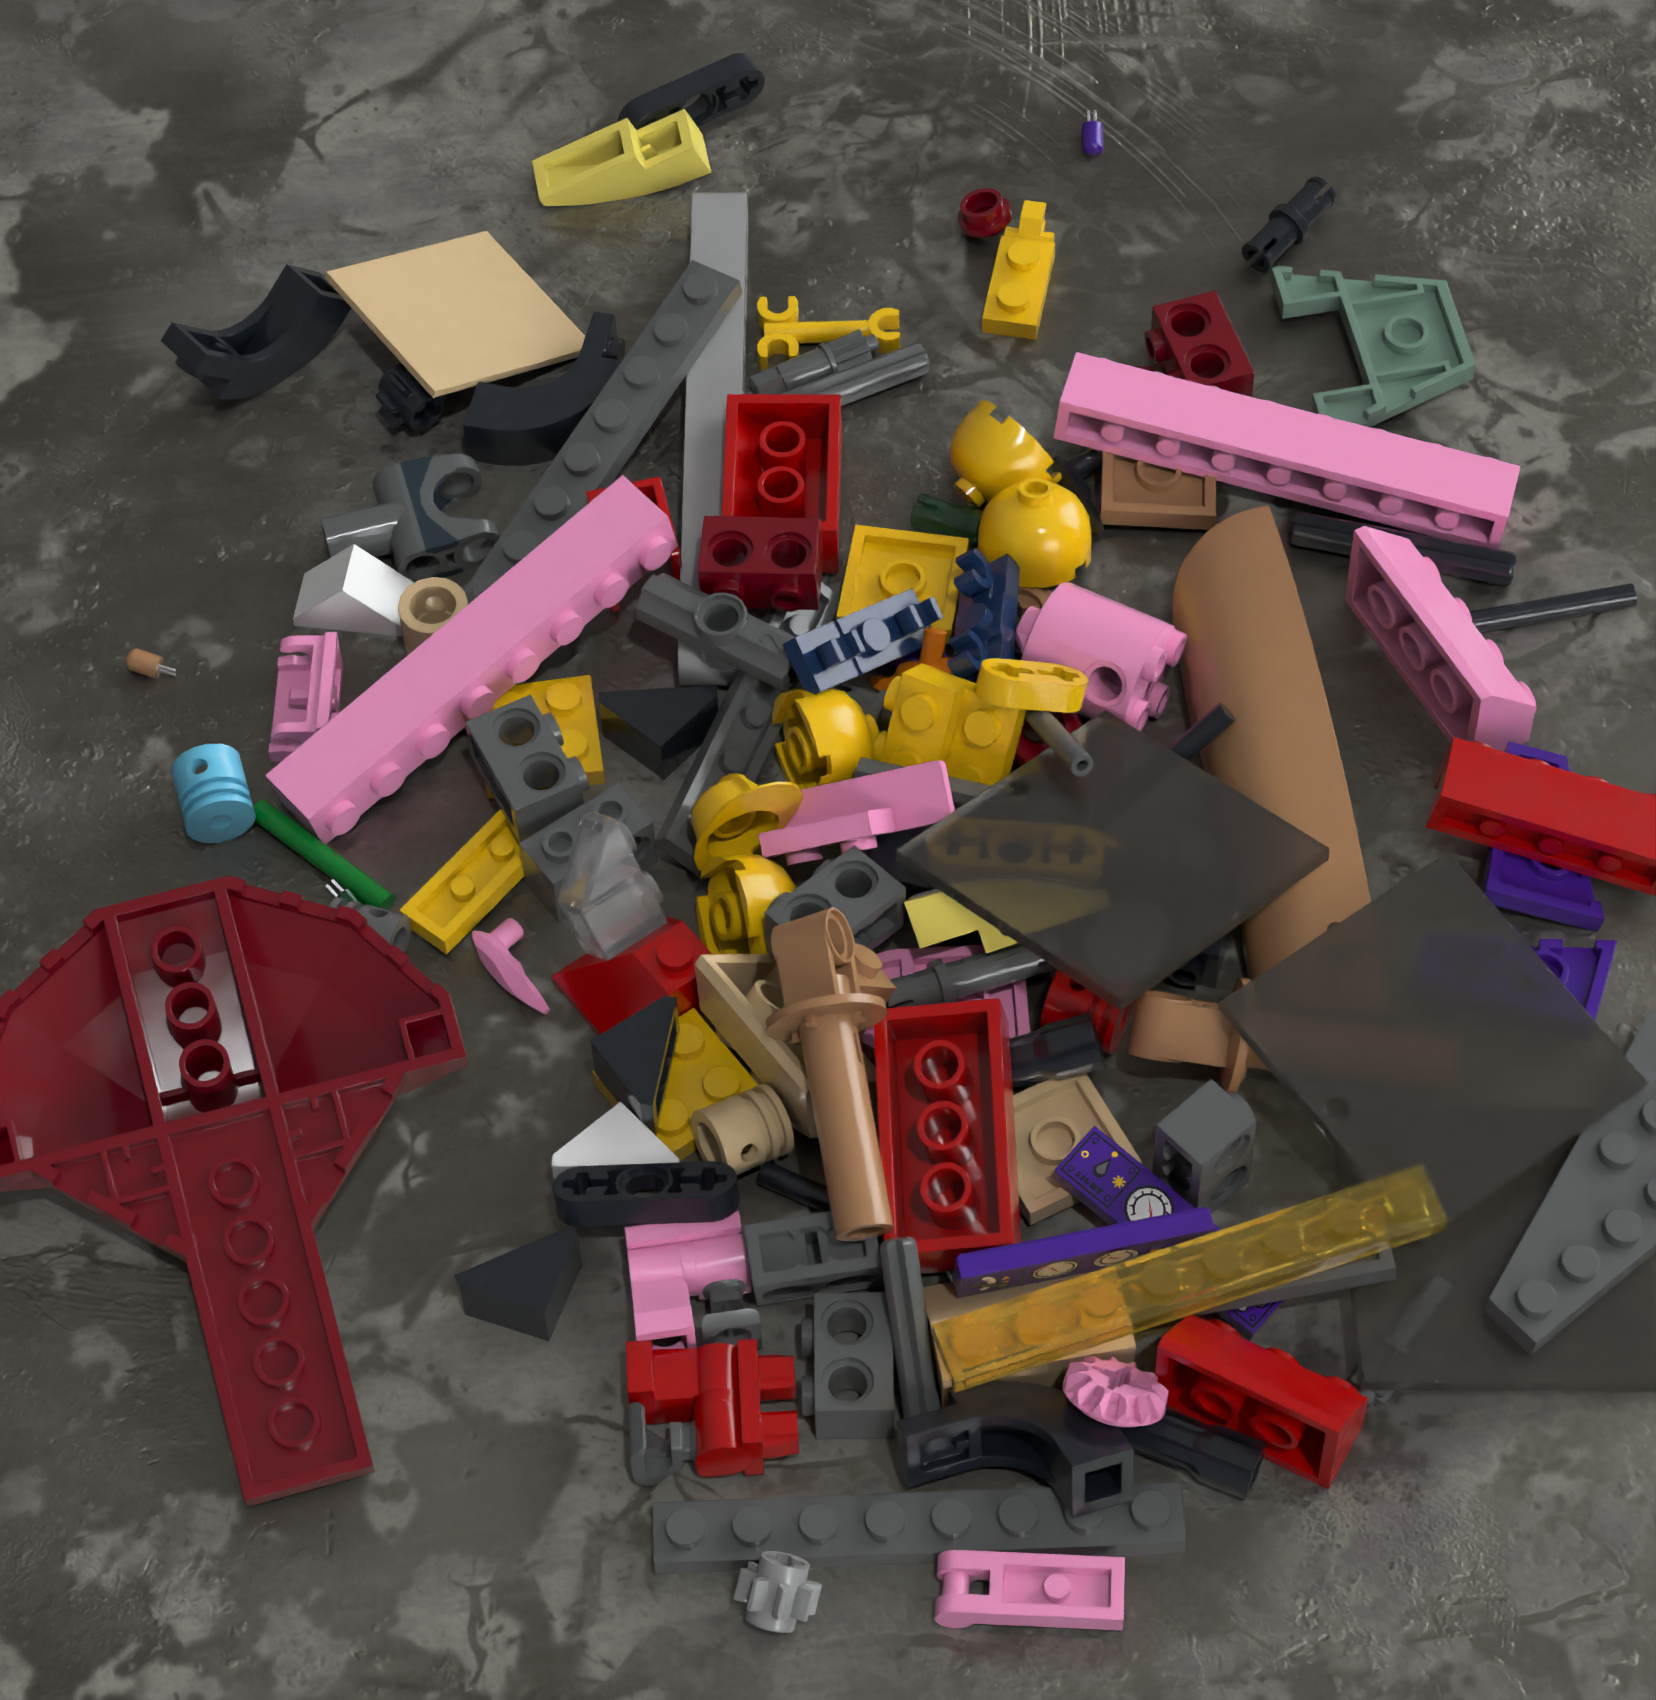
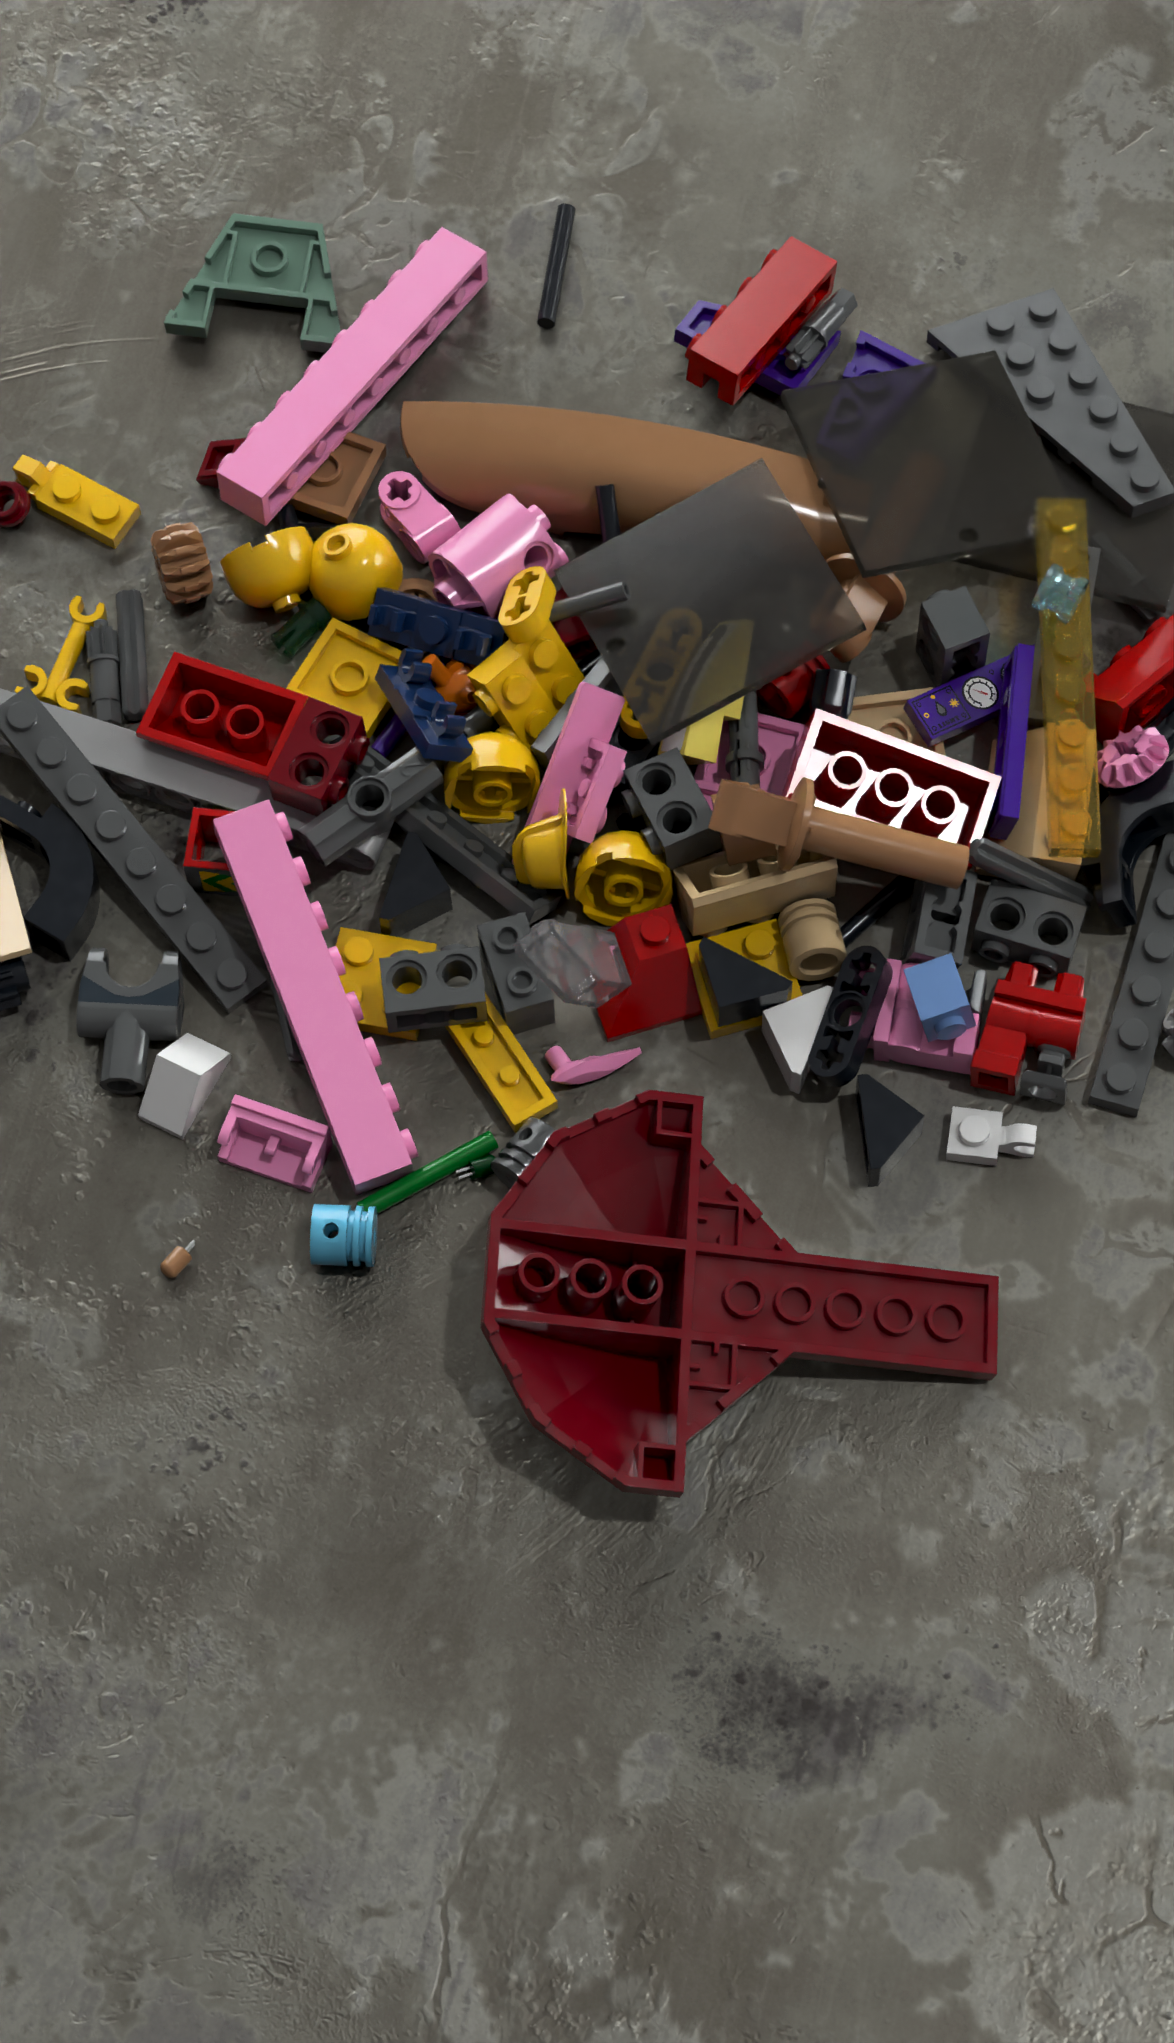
camera: 70 degrees left, 10 degrees up
(427, 607) = (248, 1023): tan piece -> none
(560, 1402) = (979, 1136): none -> white plate
(686, 1267) = (940, 998): none -> medium blue brick
(969, 372) = (182, 563): none -> medium nougat gear
(1139, 566) = (414, 515): none -> bright pink piece
(1199, 344) = (228, 391): dark red brick -> none
(1273, 1211) = (1060, 593): none -> clear light blue wheel
(1289, 224) = (120, 298): black pin -> none
(1435, 642) = (573, 345): bright pink slope -> none
(1449, 556) = (463, 335): black axle -> none
(1580, 886) = (814, 335): none -> dark grey piece

